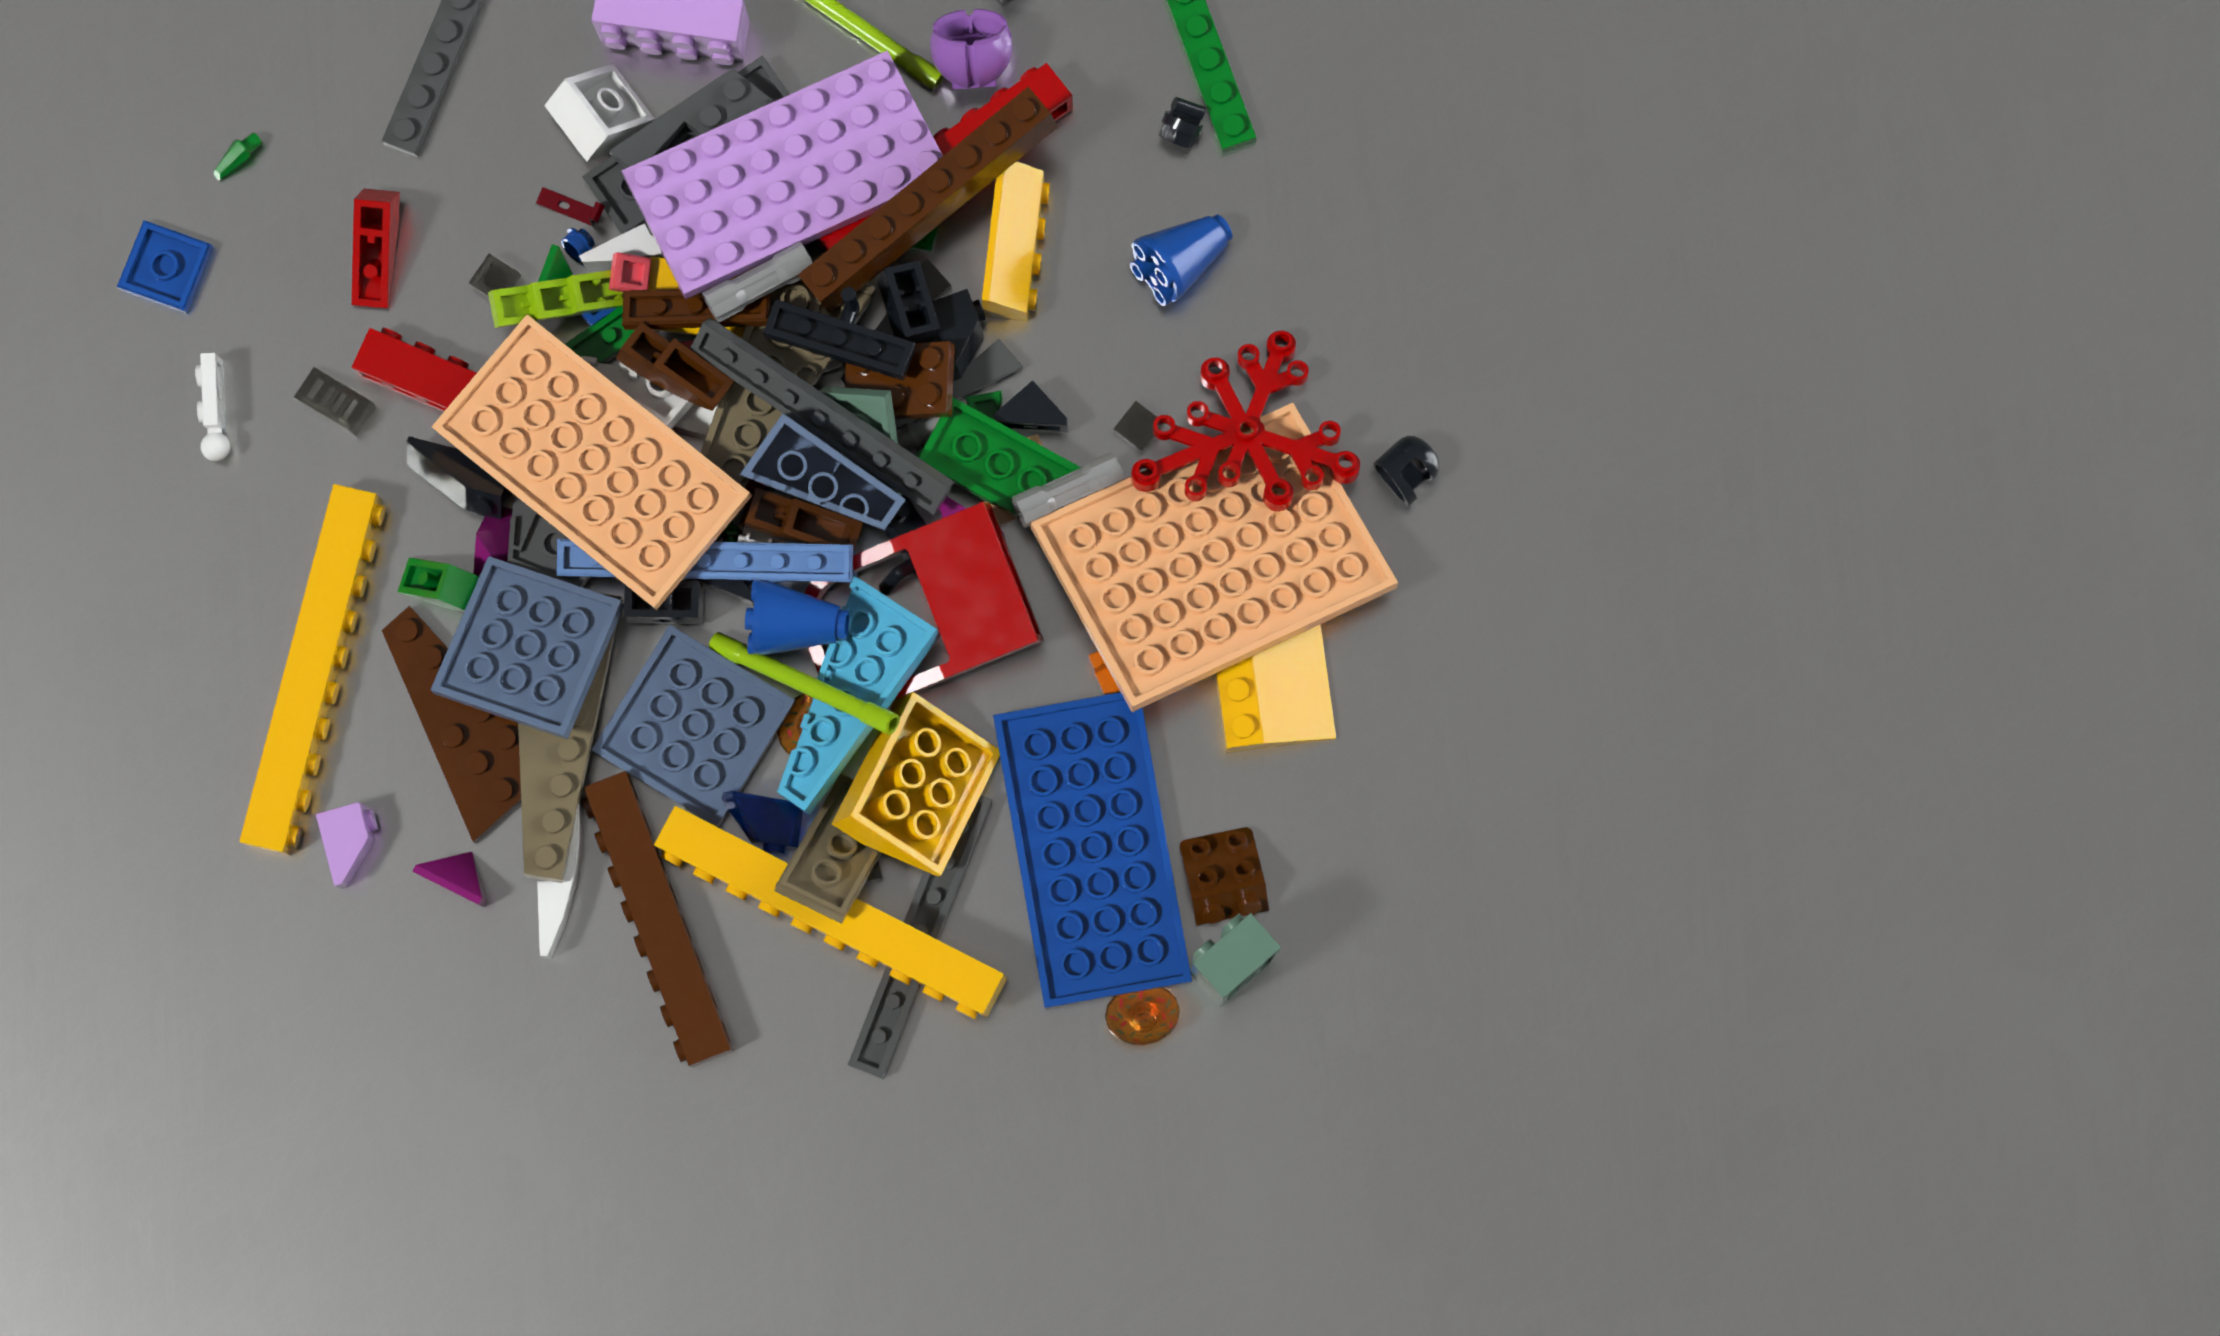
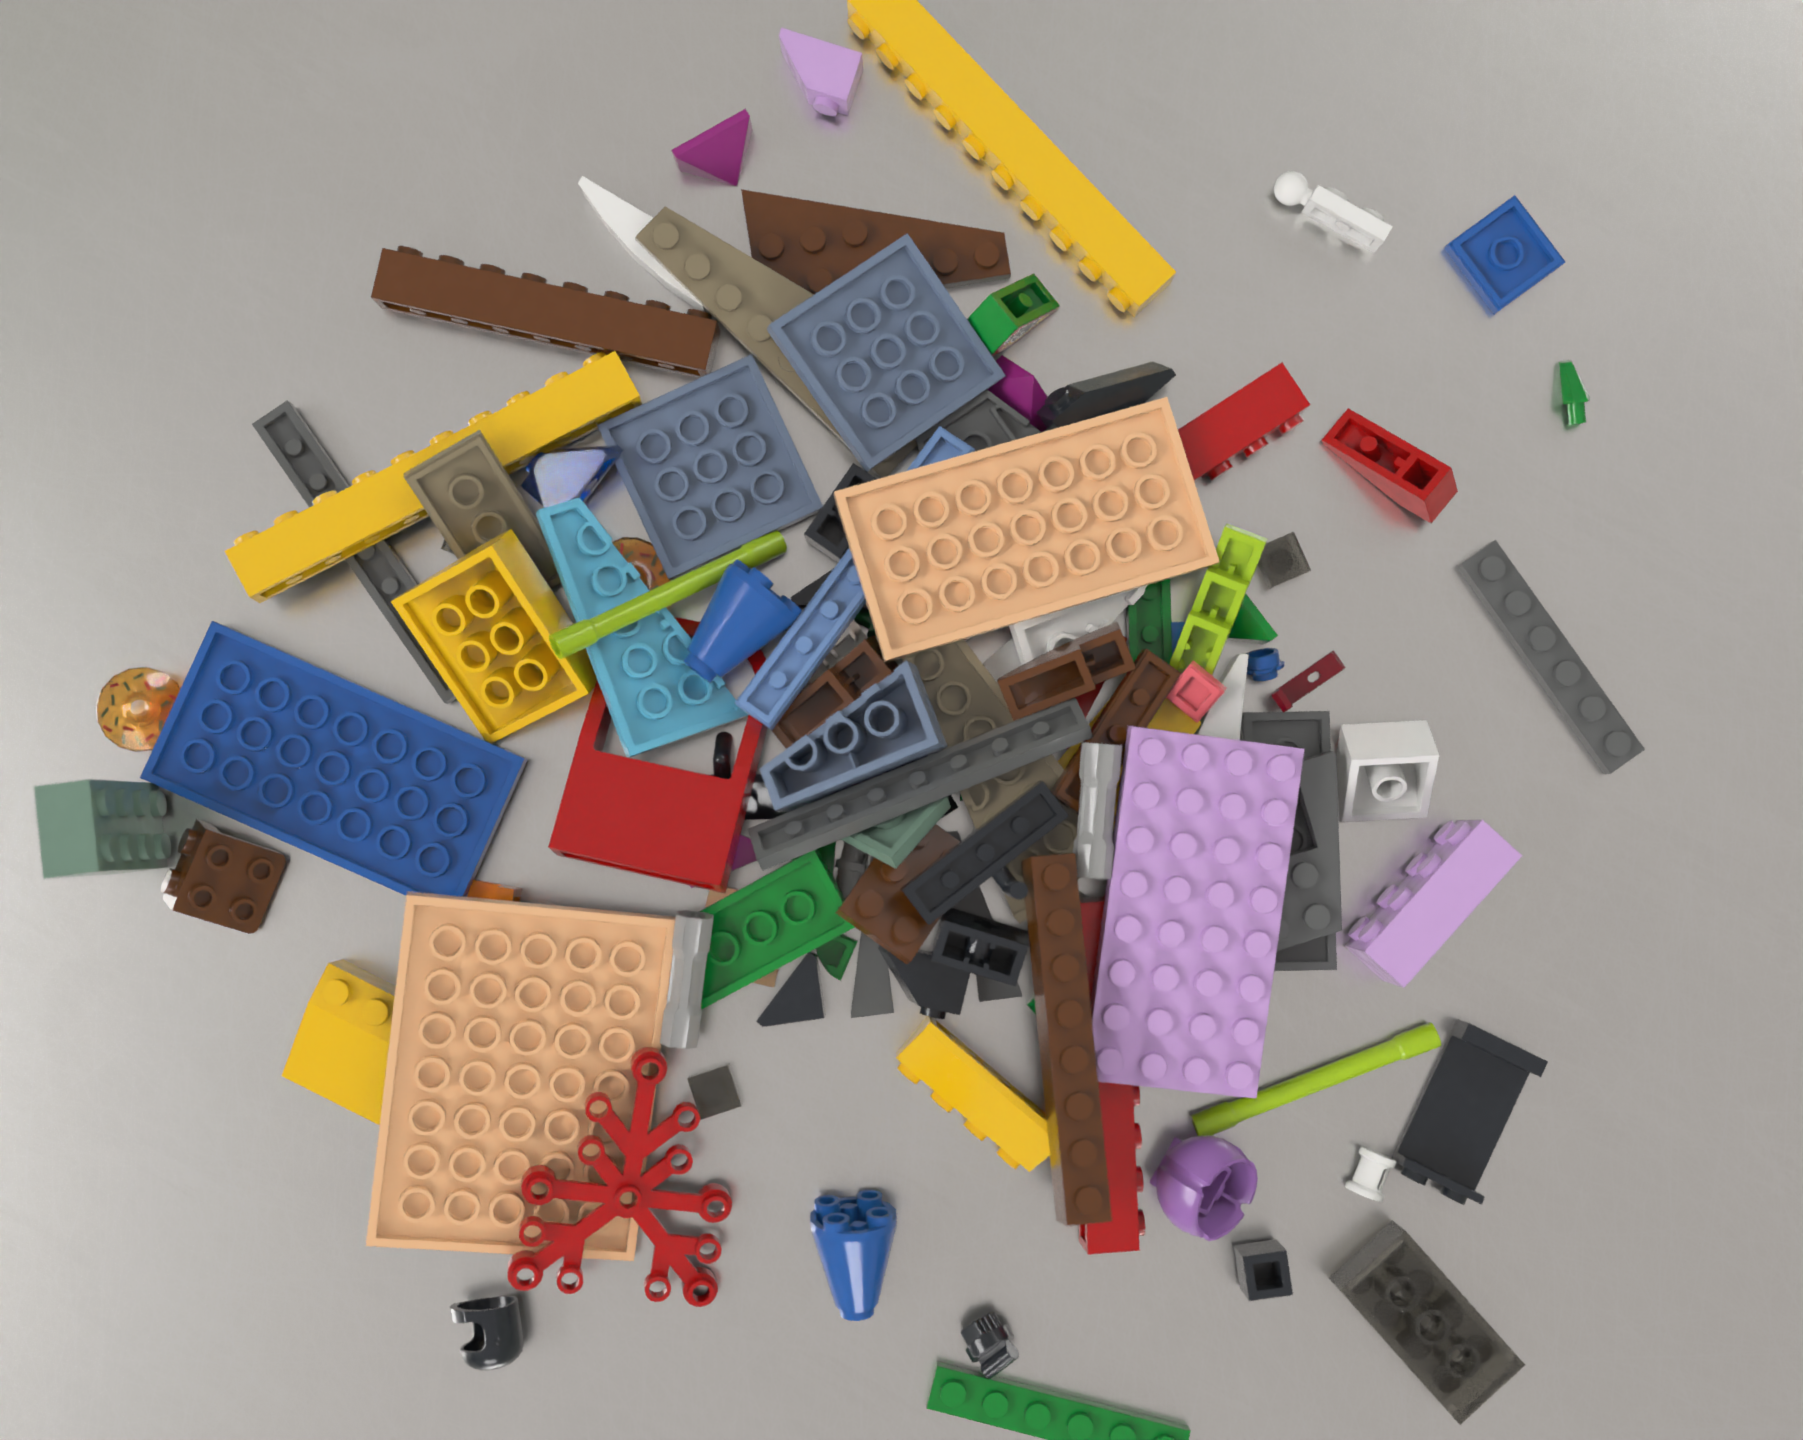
camera: 120 degrees right, 5 degrees up
(357, 417) = (1231, 344): clear smoke slope -> none

